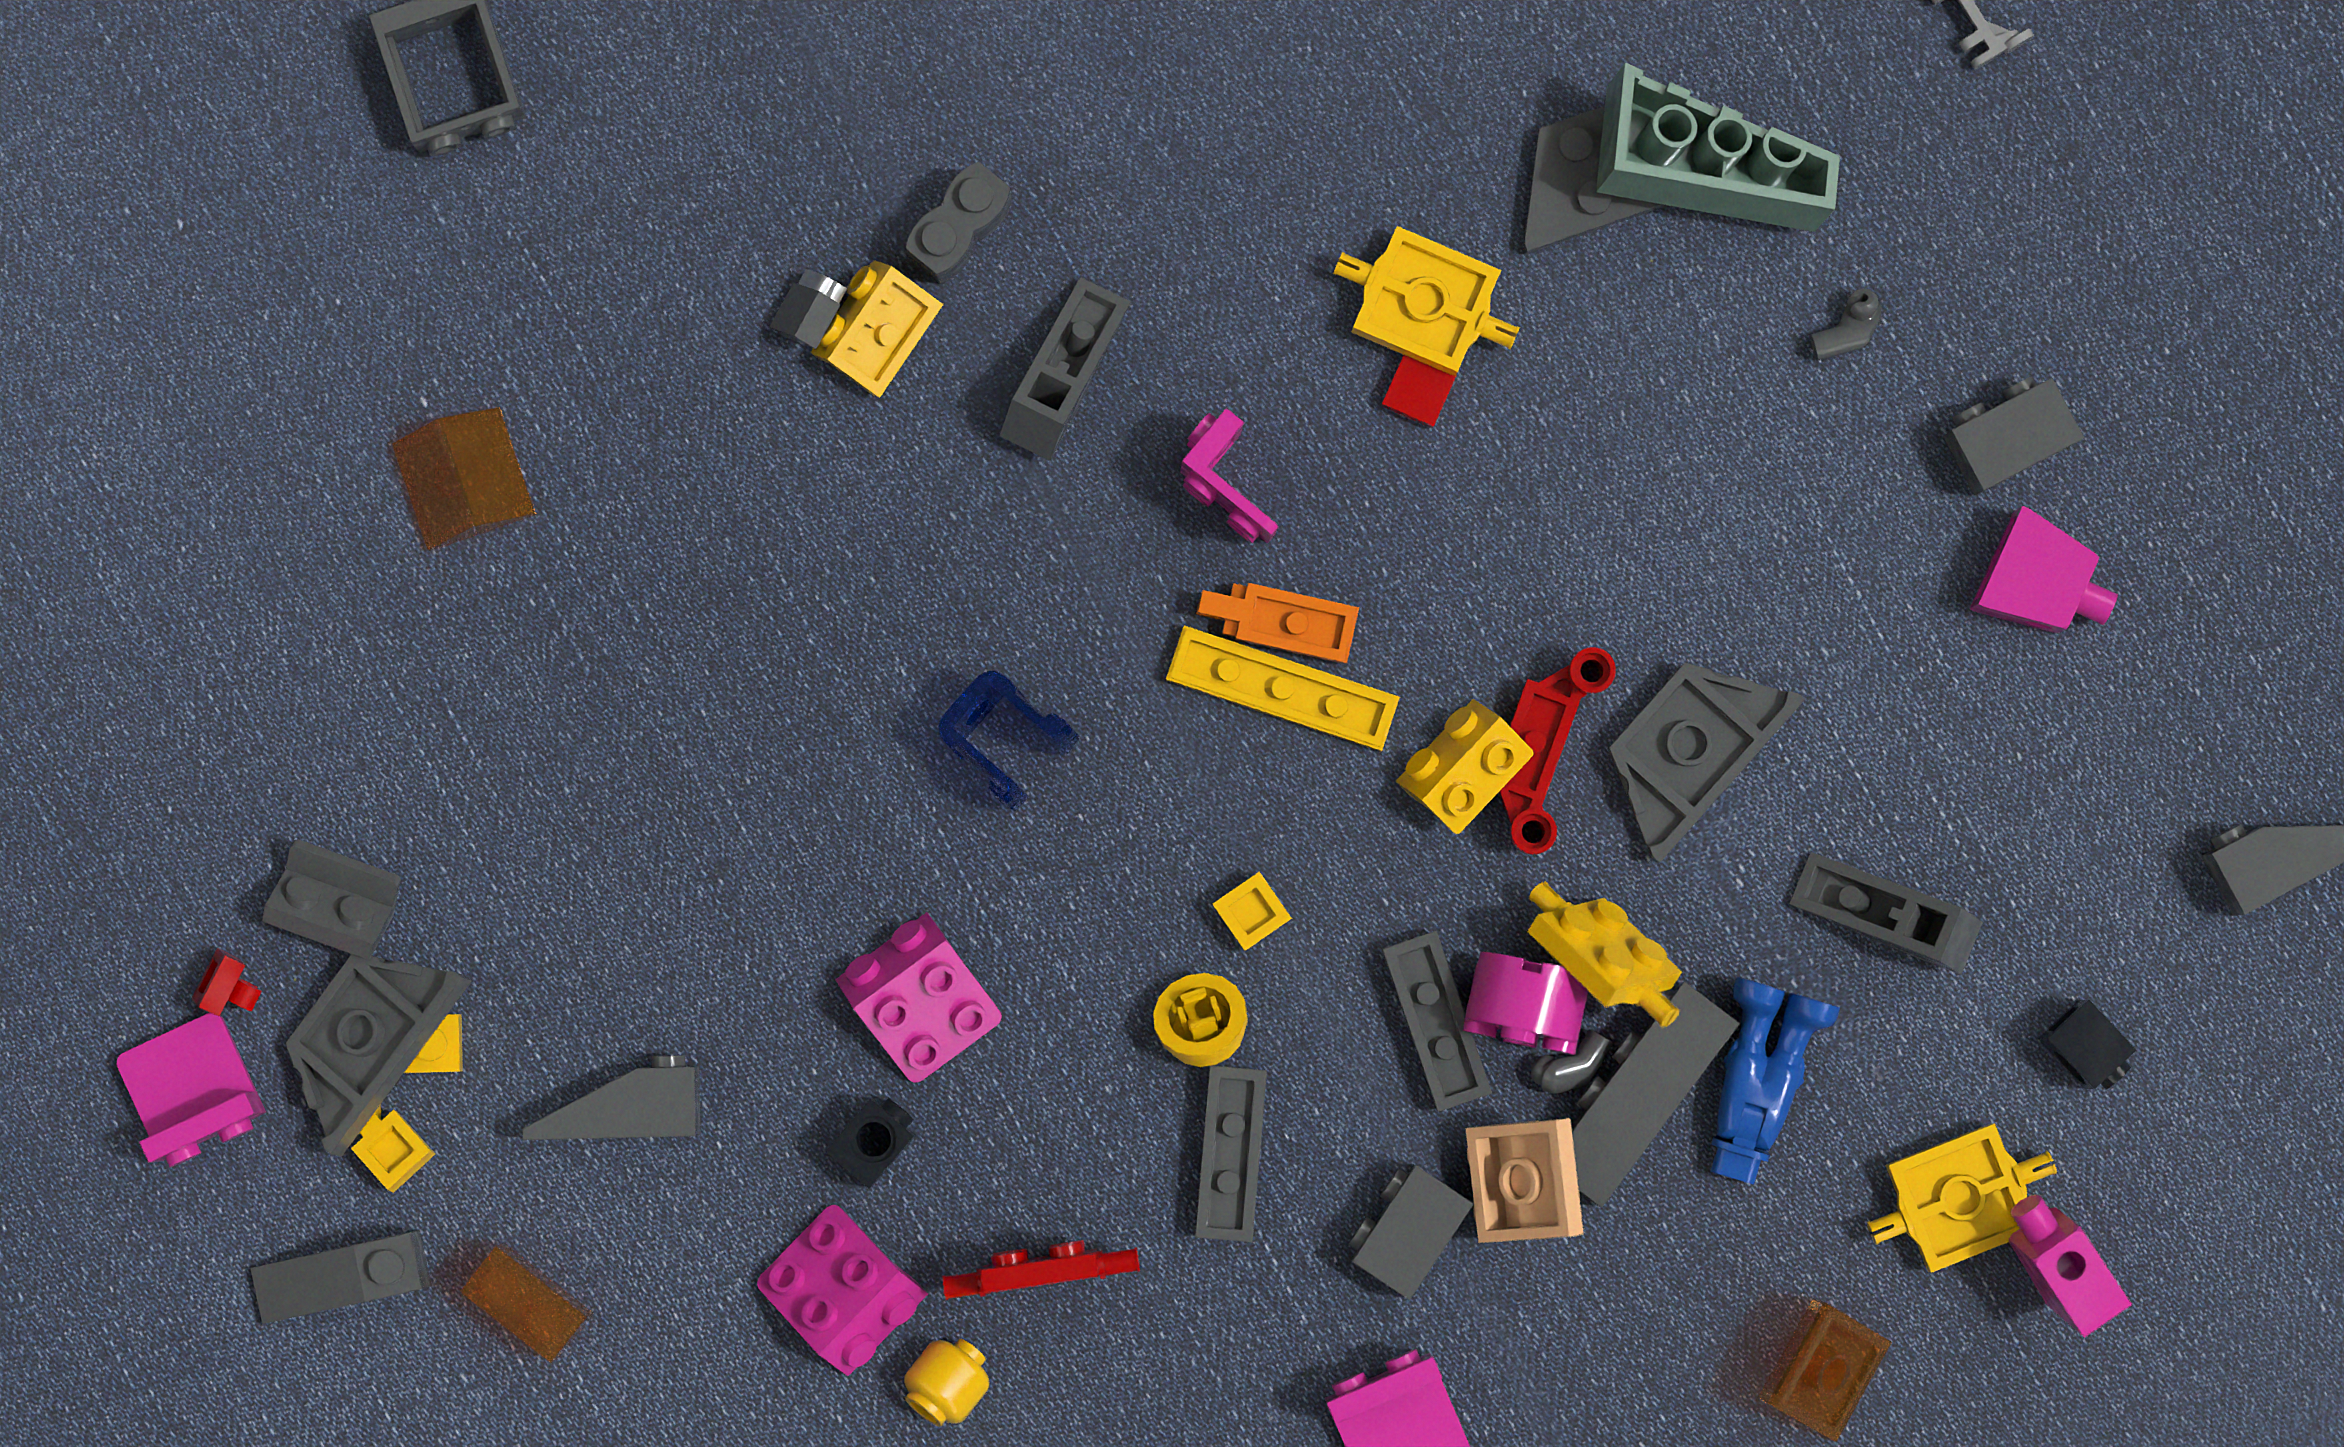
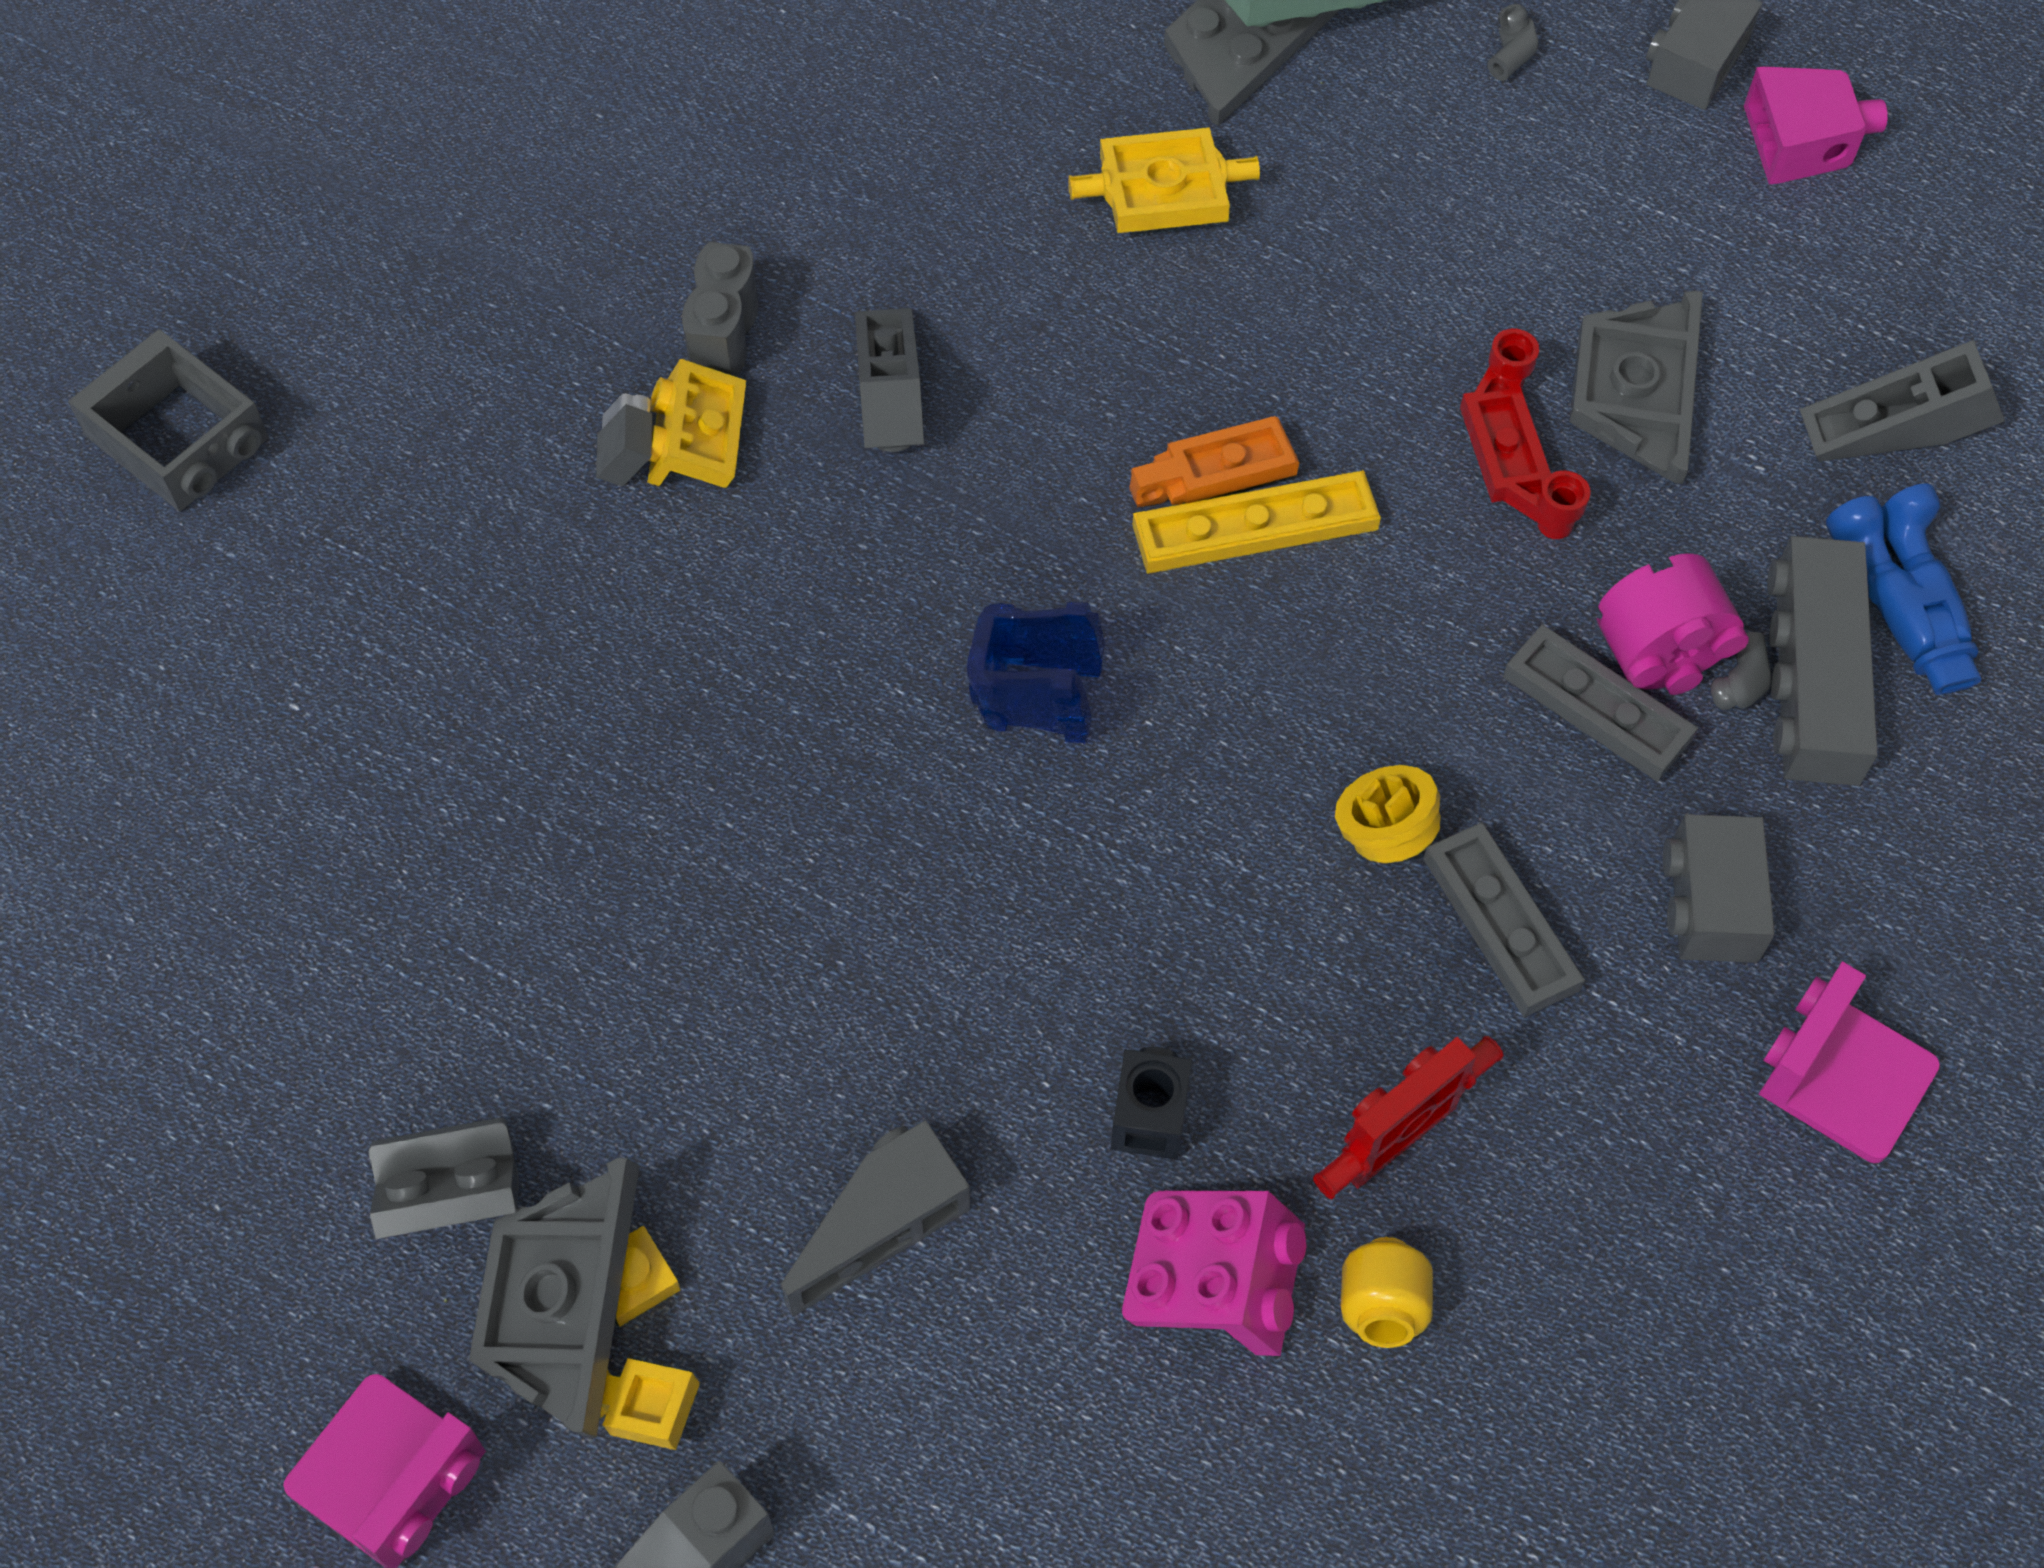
camera: 30 degrees left, 25 degrees down
(222, 984) = (369, 1337): red tile -> none
(463, 477) = (365, 741): clear orange slope -> none
(527, 1302) = (892, 1473): clear orange brick -> none
(919, 998) = (1108, 944): dark pink bracket -> none
(1208, 445) = (1097, 374): dark pink bracket -> none
(1251, 911) = (1364, 703): yellow plate -> none
(1418, 391) = (1204, 251): red tile -> none
(1465, 765) = (1462, 482): yellow bracket -> none
(1524, 1181) = (1793, 767): light nougat plate -> none
(1605, 952) = (1728, 536): yellow plate -> none

